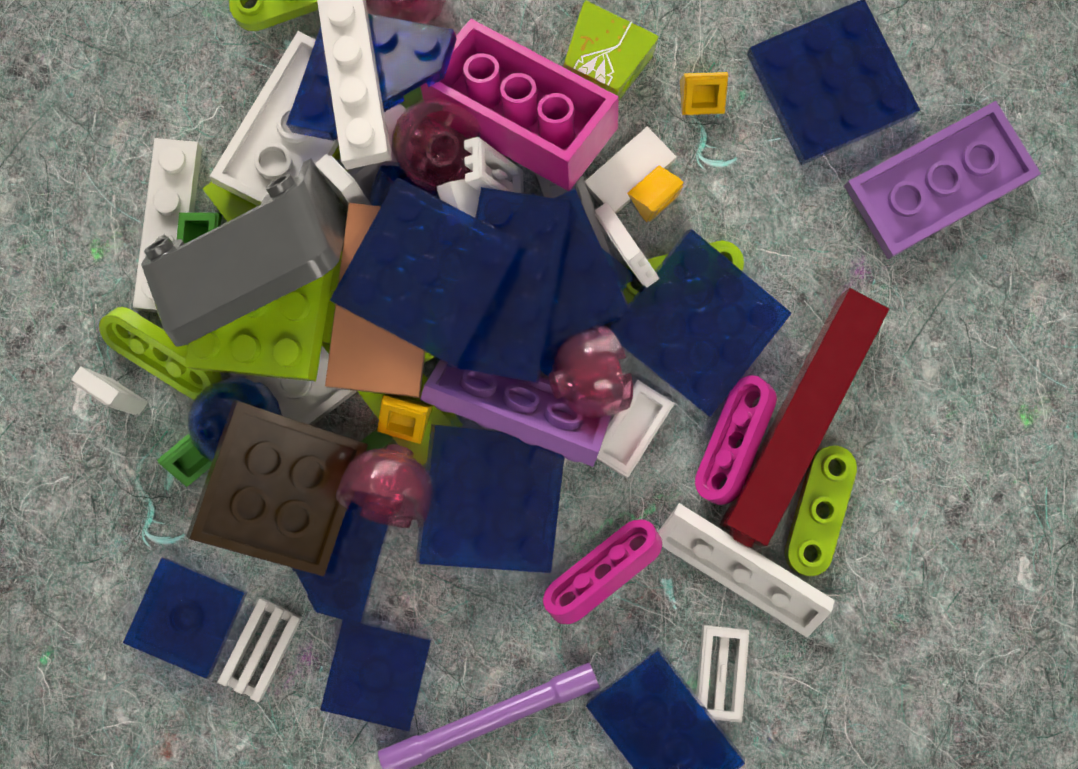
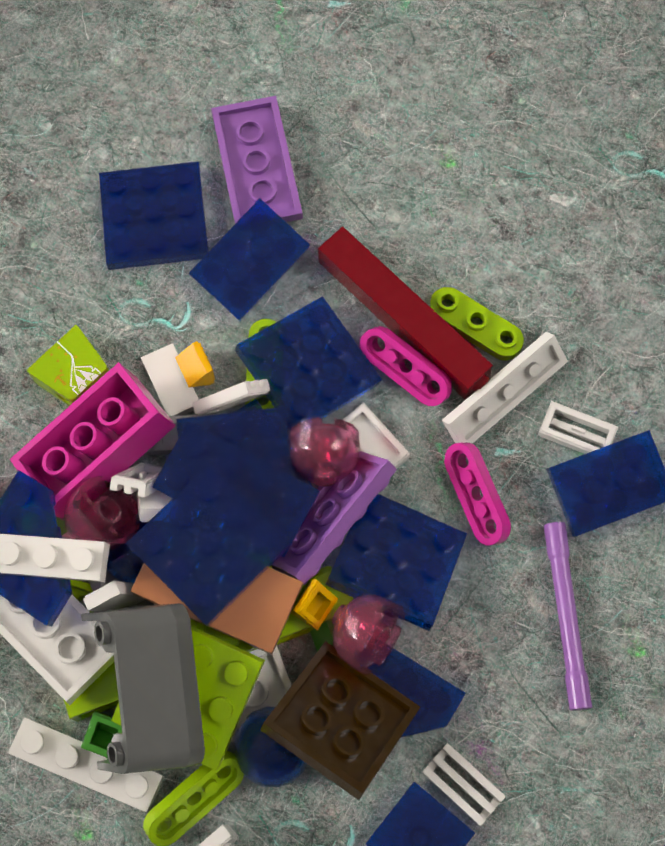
camera: 65 degrees left, 10 degrees down
(184, 461) = (288, 801): bright green slope -> none
(376, 675) = (509, 694): clear blue plate -> none
(703, 93) = (129, 309): yellow slope -> none
(809, 211) = (249, 260): none -> clear blue plate

